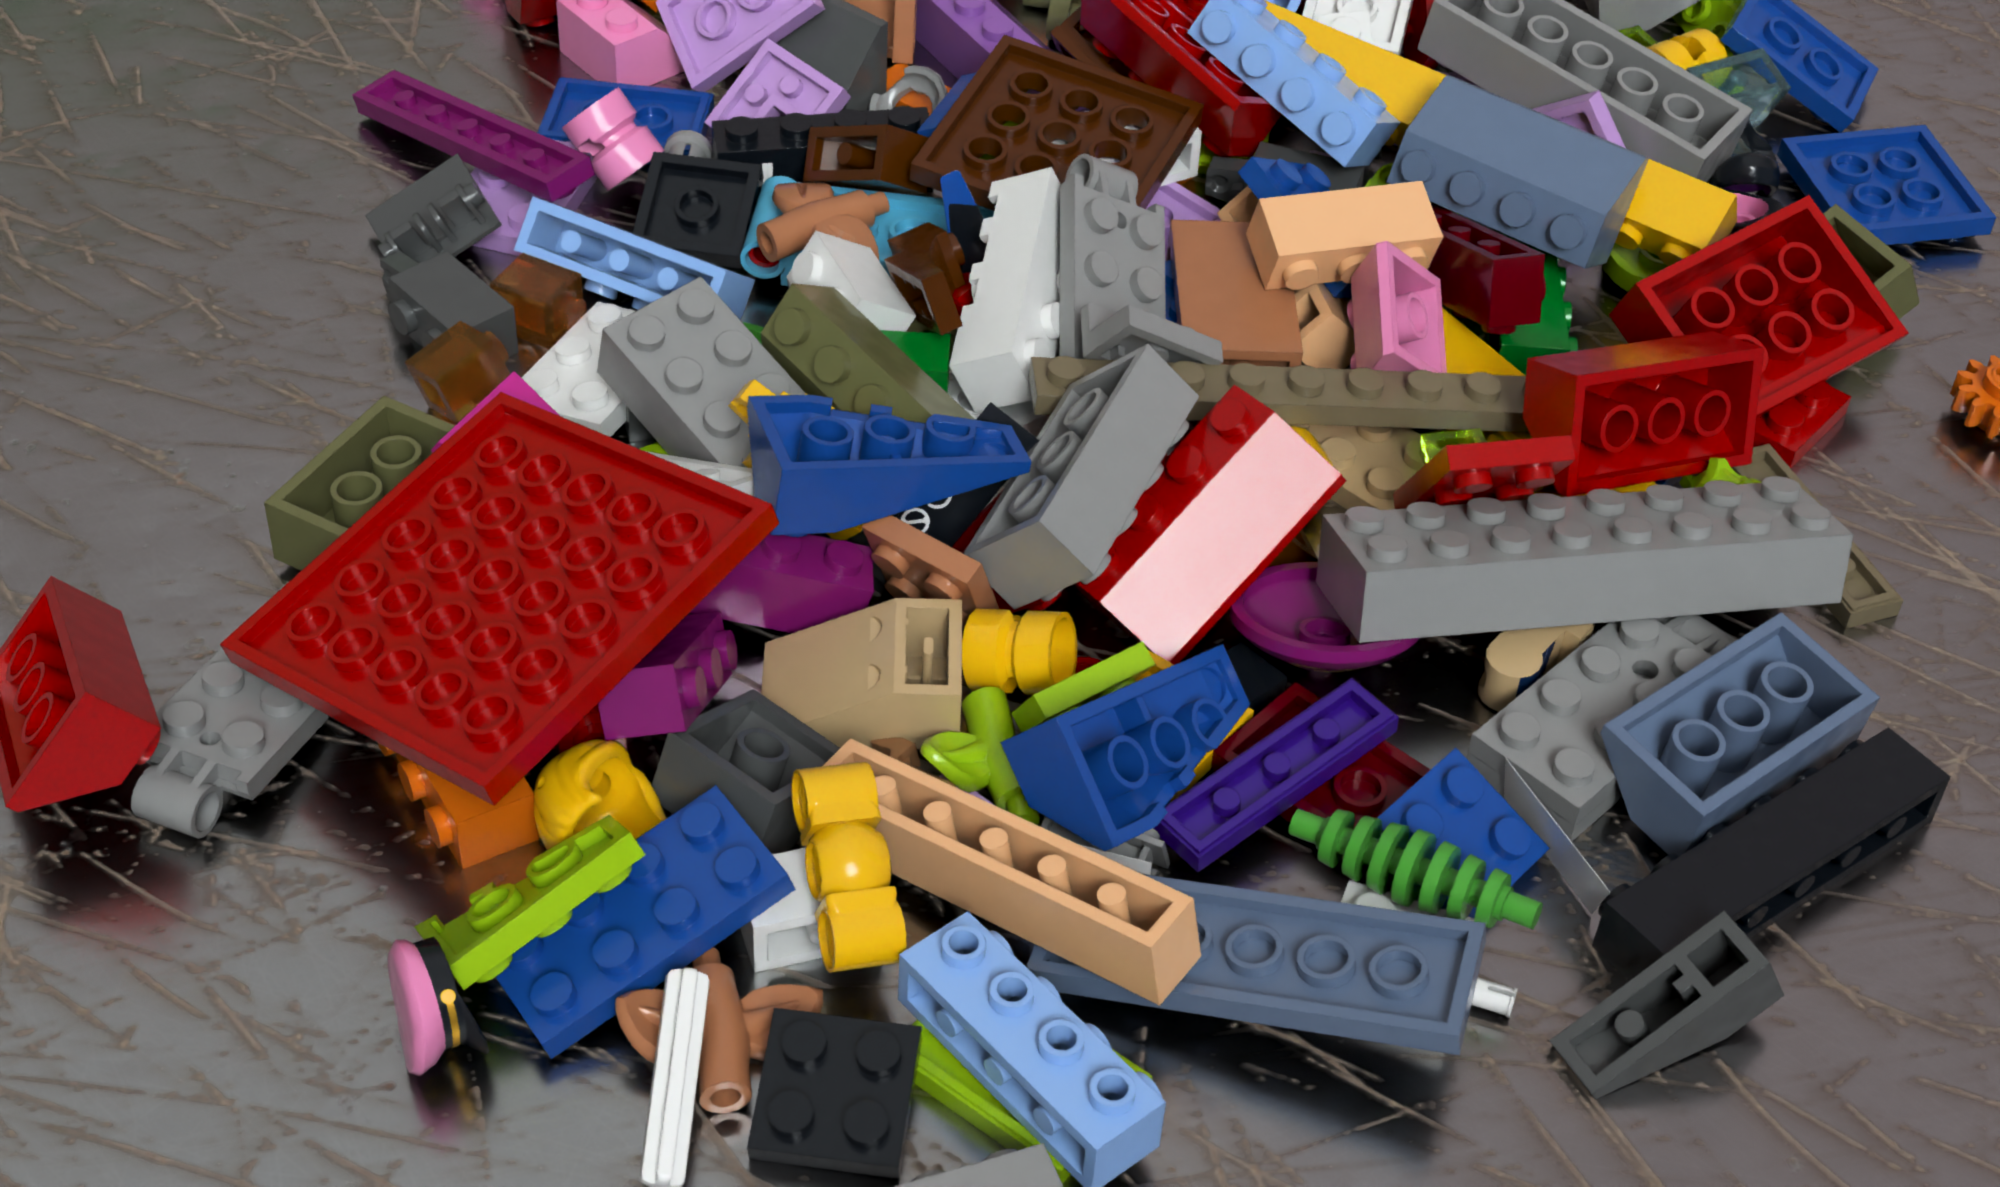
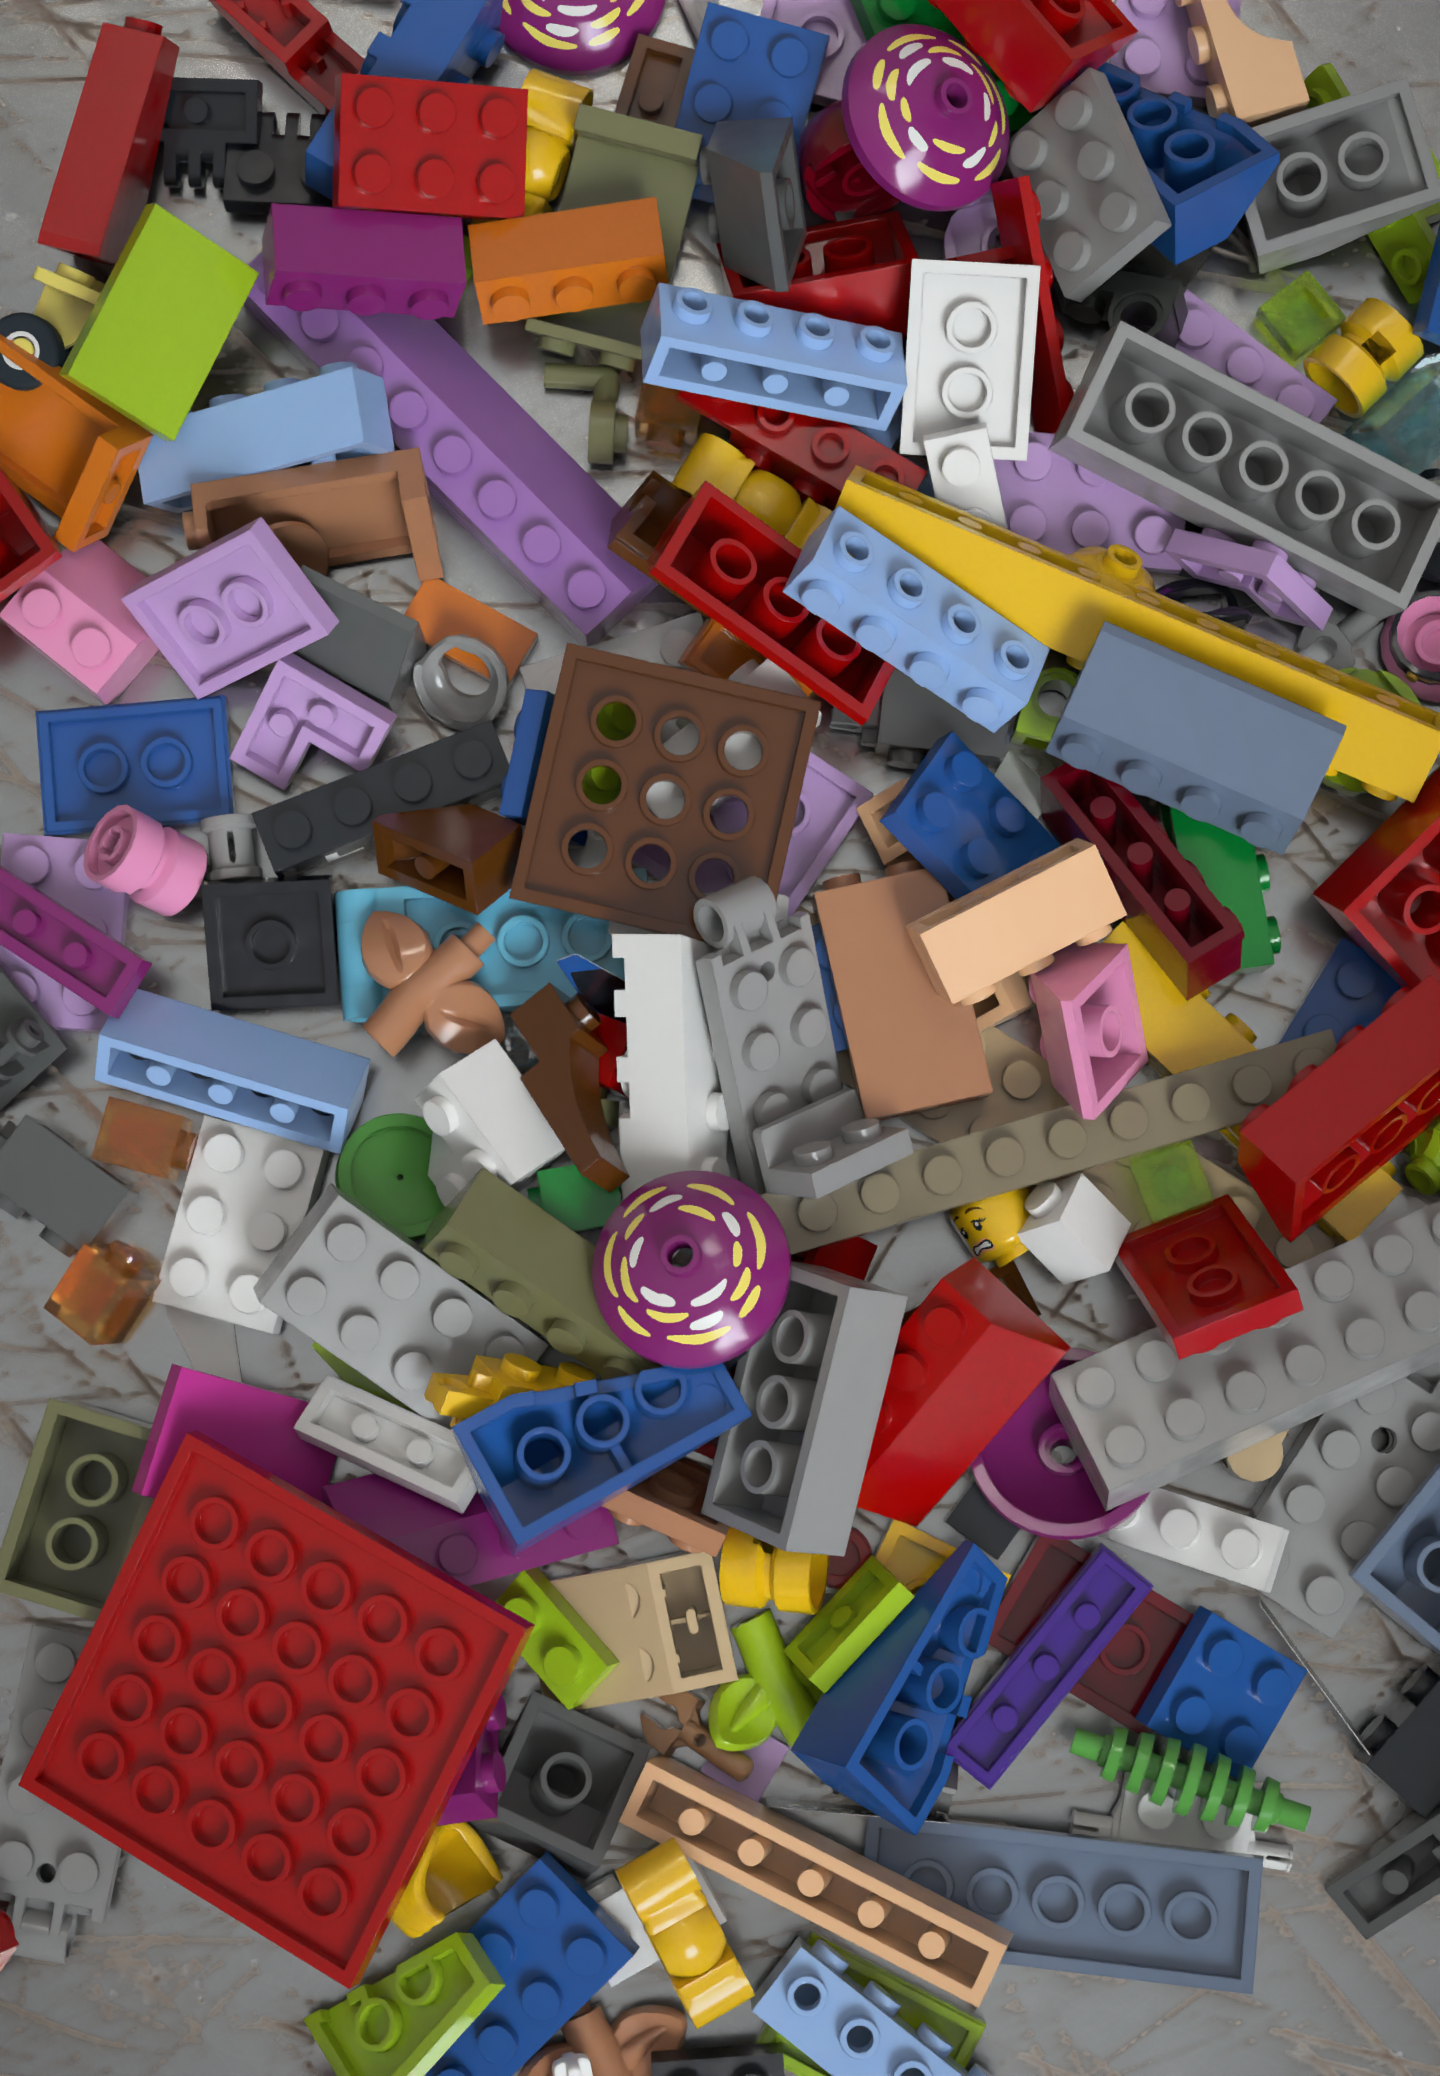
camera: 15 degrees left, 40 degrees up
(786, 663) = (562, 1644): none -> lime plate
(1001, 361) = (716, 1301): none -> magenta dish
(1365, 461) = (1073, 1228): none -> white brick
(1454, 701) = (1205, 1538): none -> white plate

